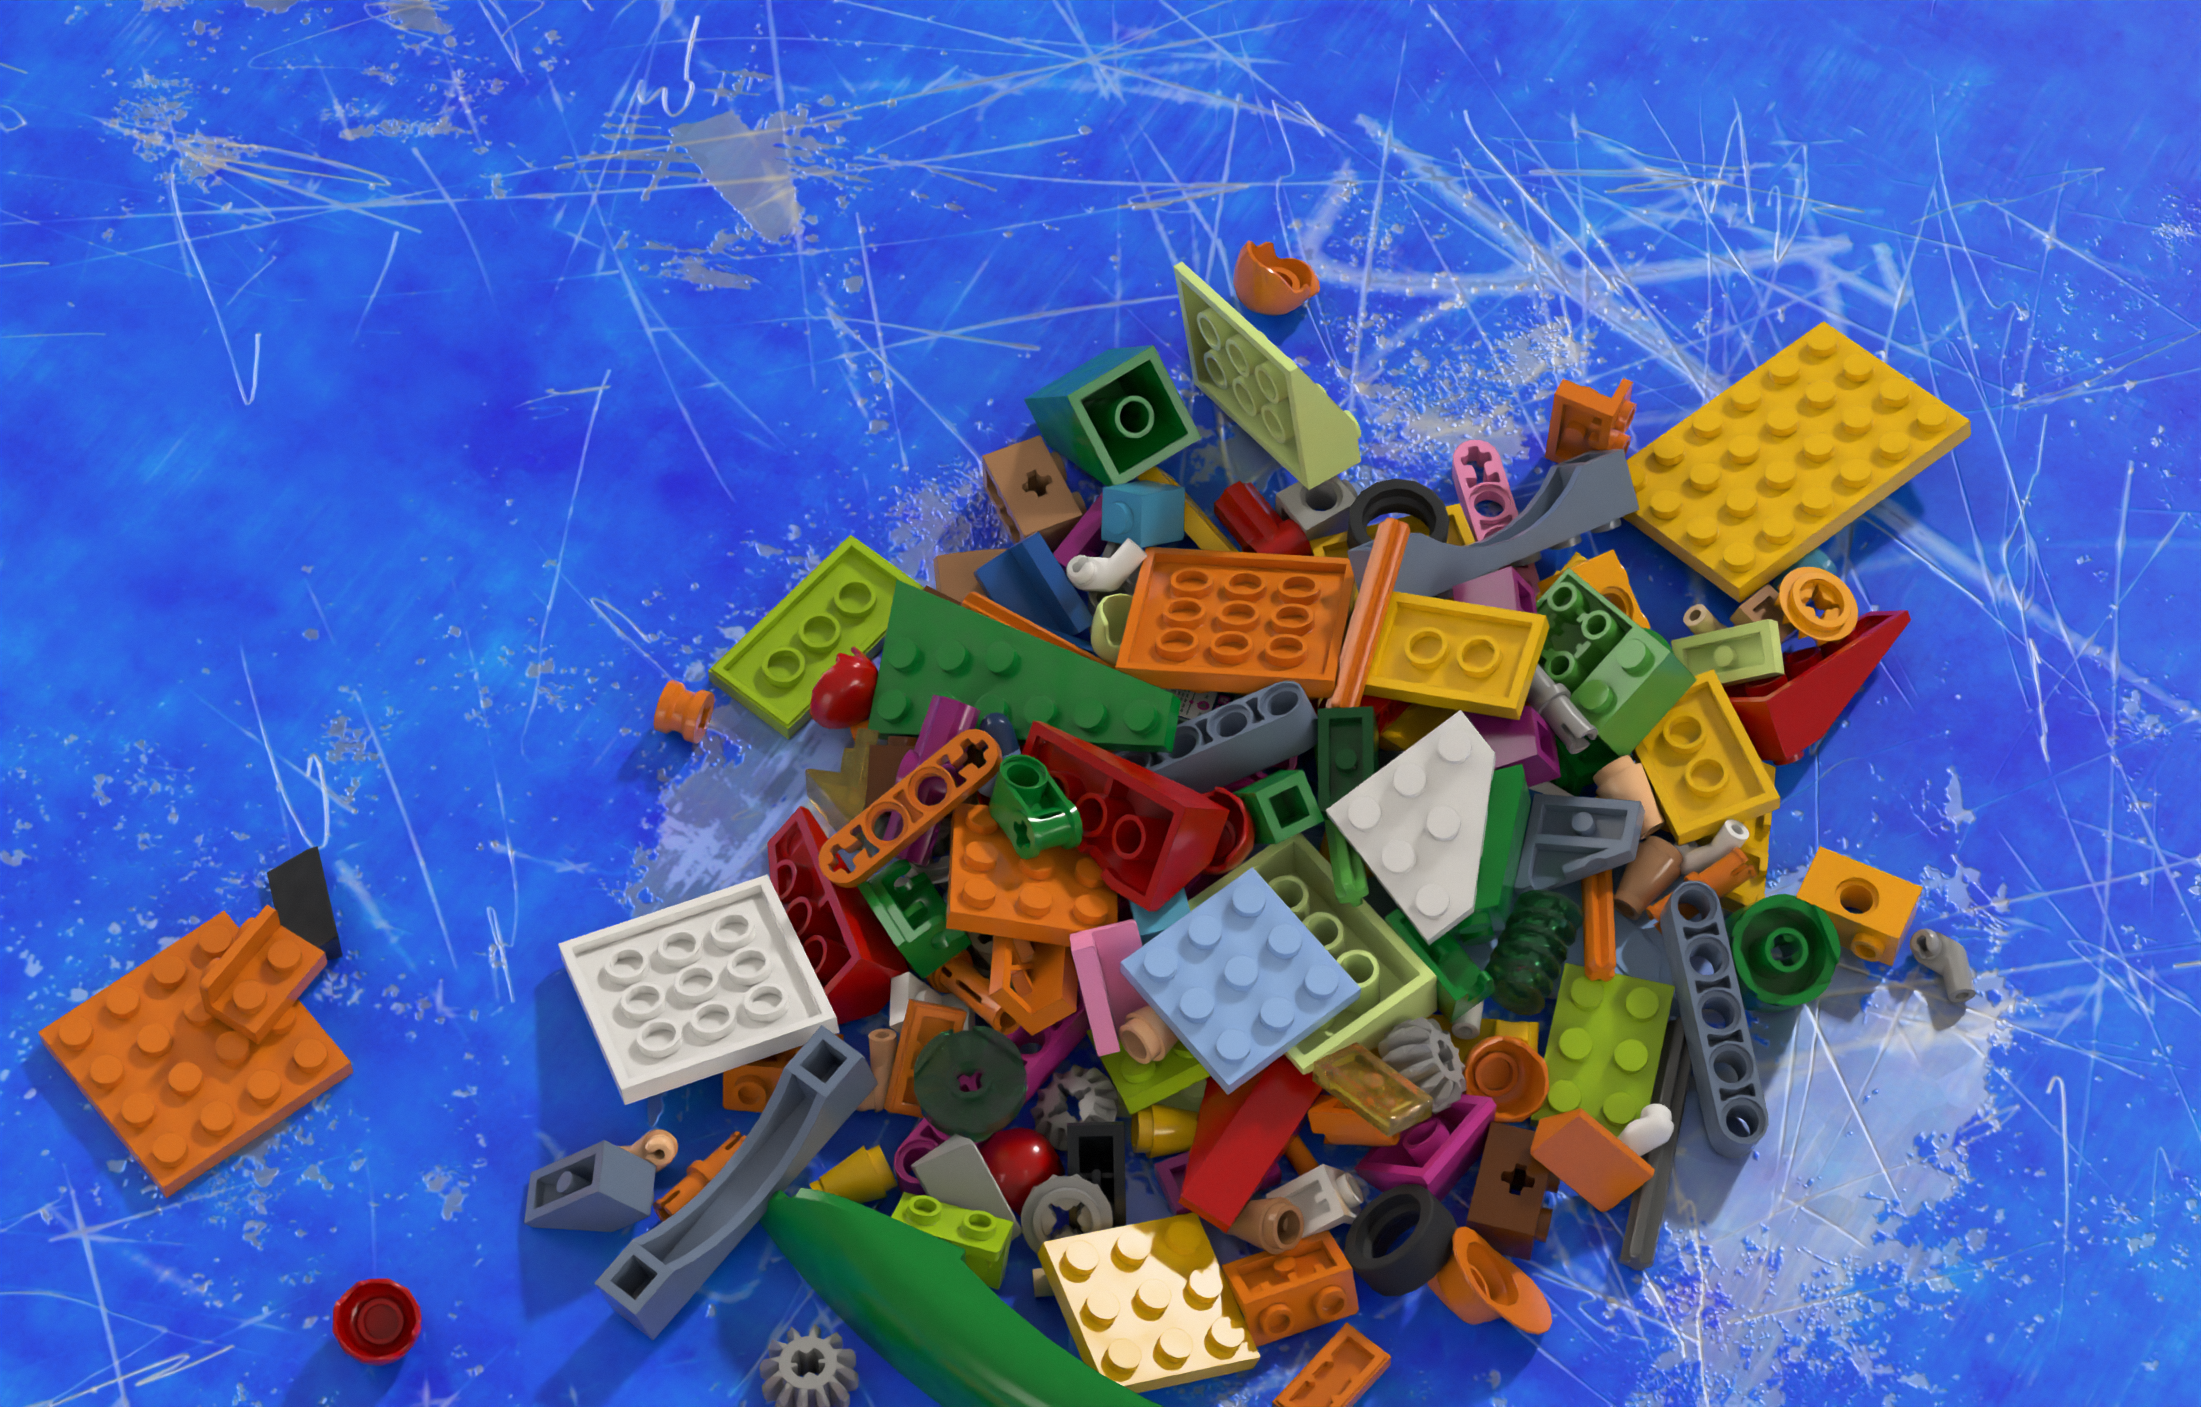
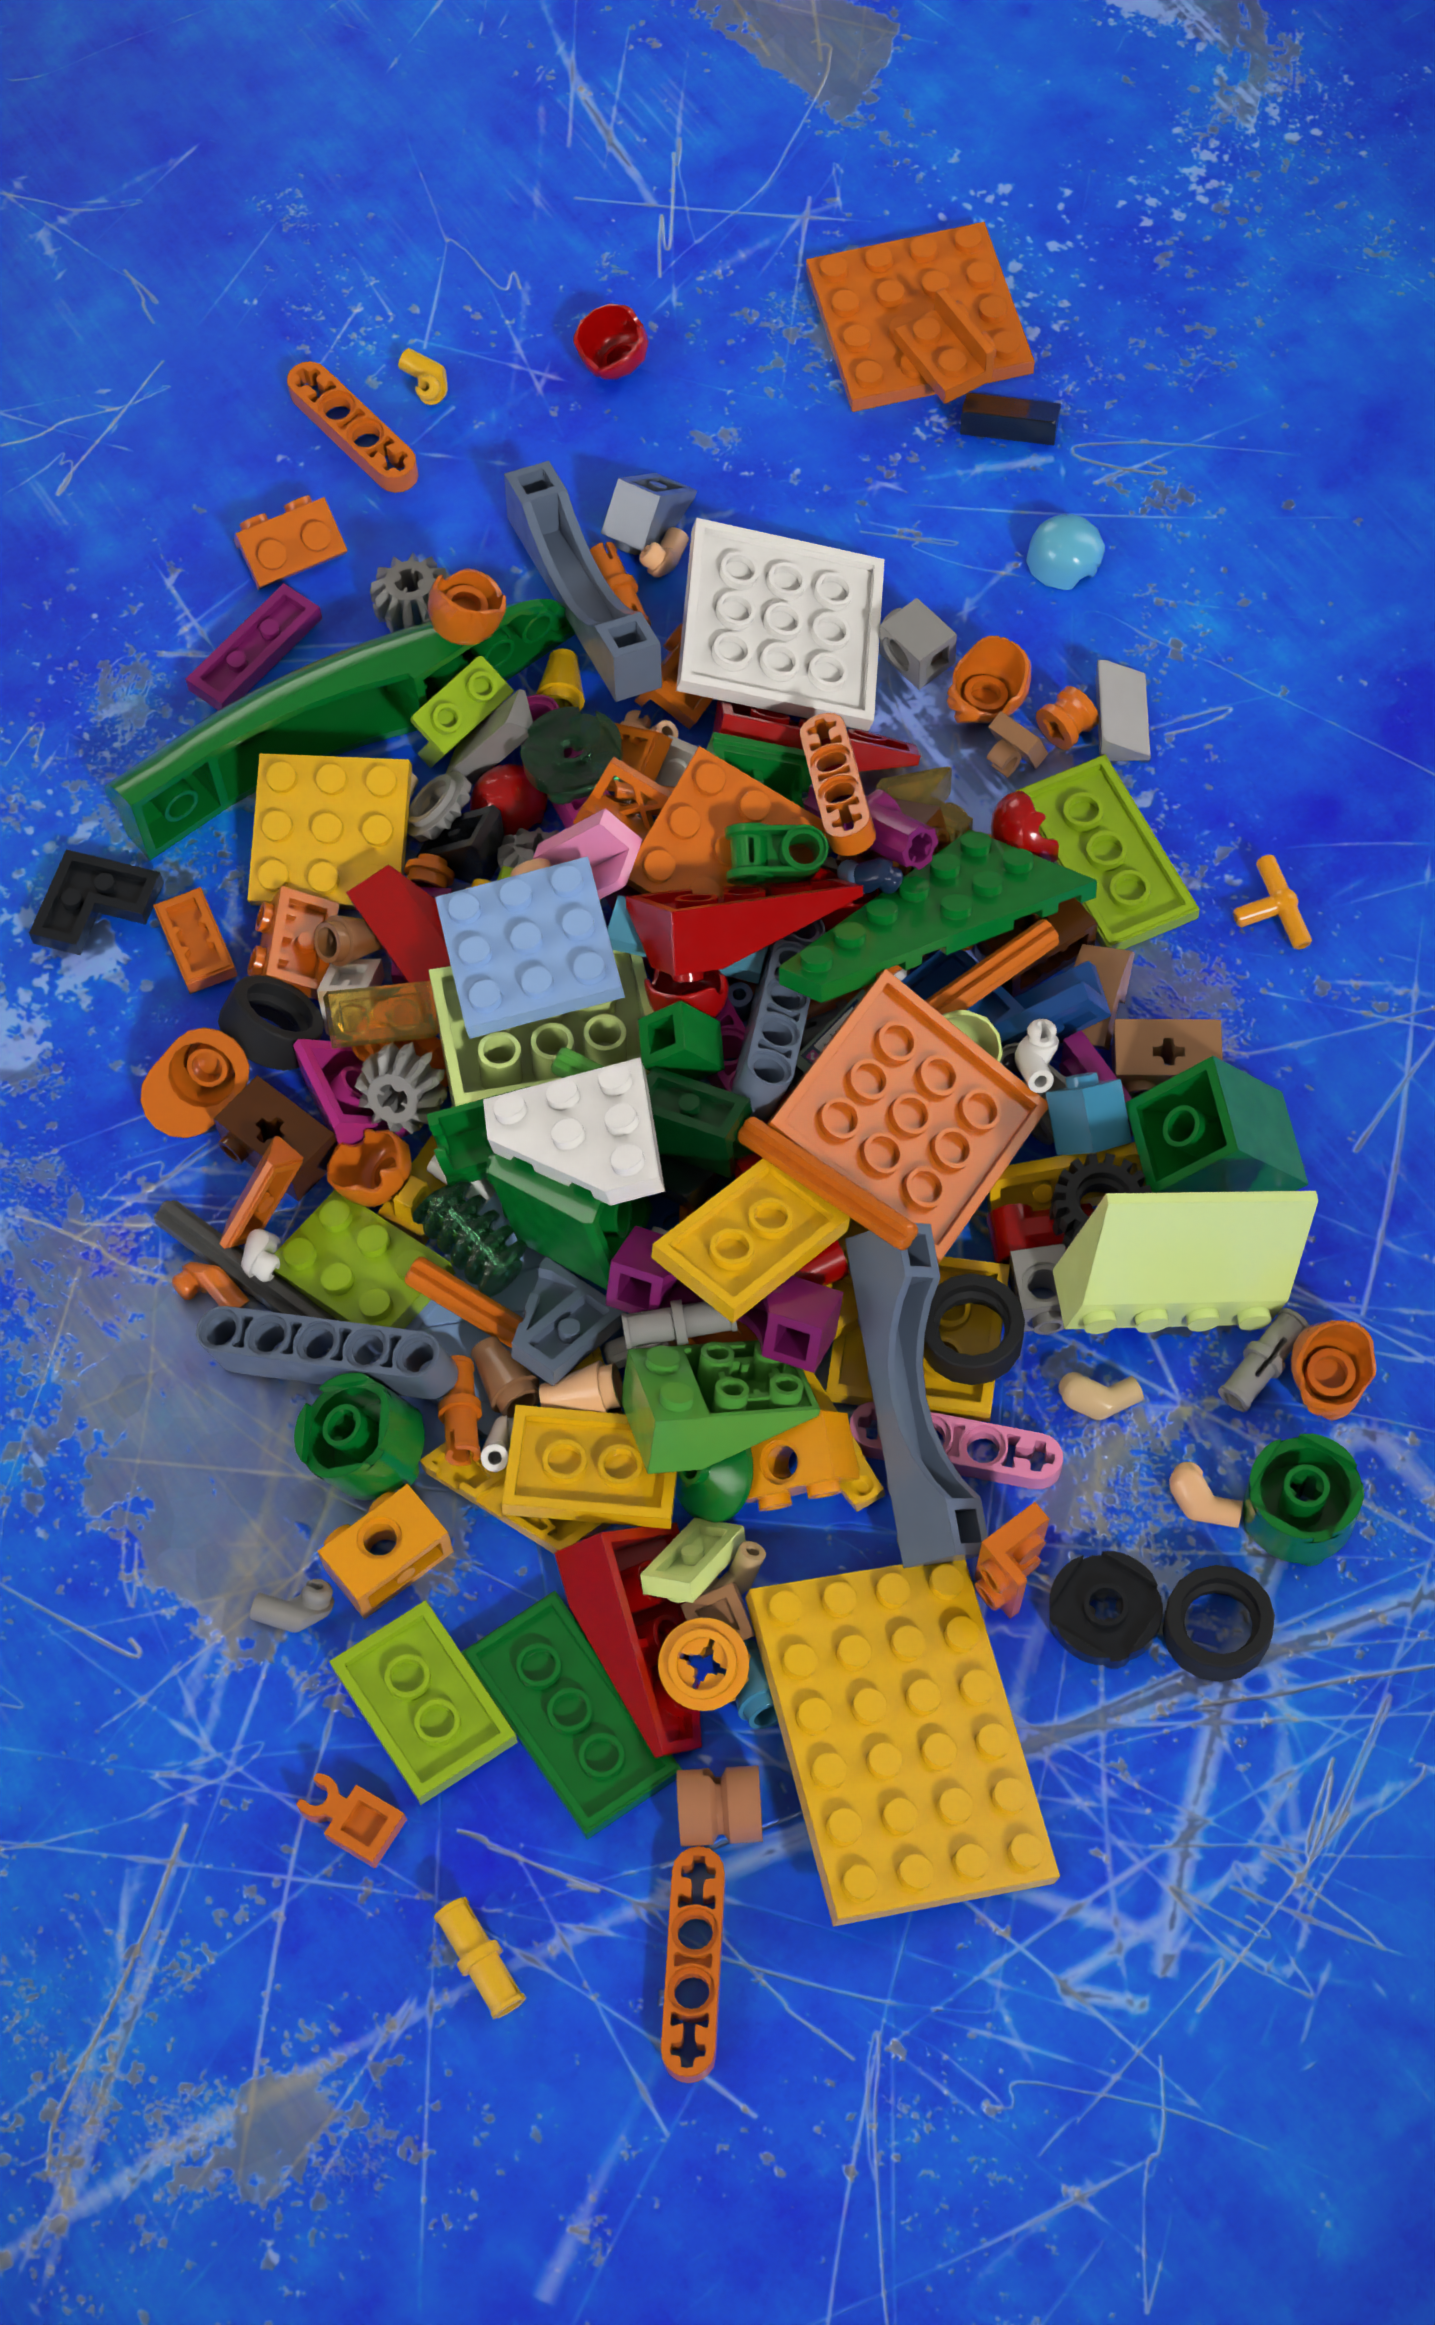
camera: 120 degrees right, 5 degrees up
(468, 795) = (1065, 551): none -> medium azure hair
(642, 680) = (1122, 712): none -> light grey slope
(652, 872) = (917, 643): none -> light grey brick
(680, 783) = (989, 680): none -> orange hair
(740, 745) = (1012, 745): none -> medium nougat tile
(810, 476) = (1280, 902): none -> light orange piece
(871, 1209) = (466, 606): none -> orange hair
(1147, 1195) = (429, 871): none -> orange plate
(1230, 494) = (1084, 1179): none -> black tyre
(1298, 337) = (1263, 1360): none -> light grey pin
(1392, 438) = (1096, 1399): none -> tan arm
(1412, 256) = (1296, 1528): none -> green brick
(1443, 342) = (1197, 1499): none -> light nougat arm
(1548, 256) = (1227, 1582): none -> black tyre
(1575, 343) = (1109, 1640): none -> black plate
(1684, 1179) = (208, 1280): none -> orange arm
(1902, 719) = (568, 1715): none -> green tile
(1918, 558) = (719, 1806): none -> nougat wheel
(1965, 820) = (423, 1702): none -> lime plate
(2044, 533) = (696, 1963): none -> orange beam
(2097, 822) = (358, 1823): none -> orange plate
(2144, 684) = (479, 1957): none -> yellow pin

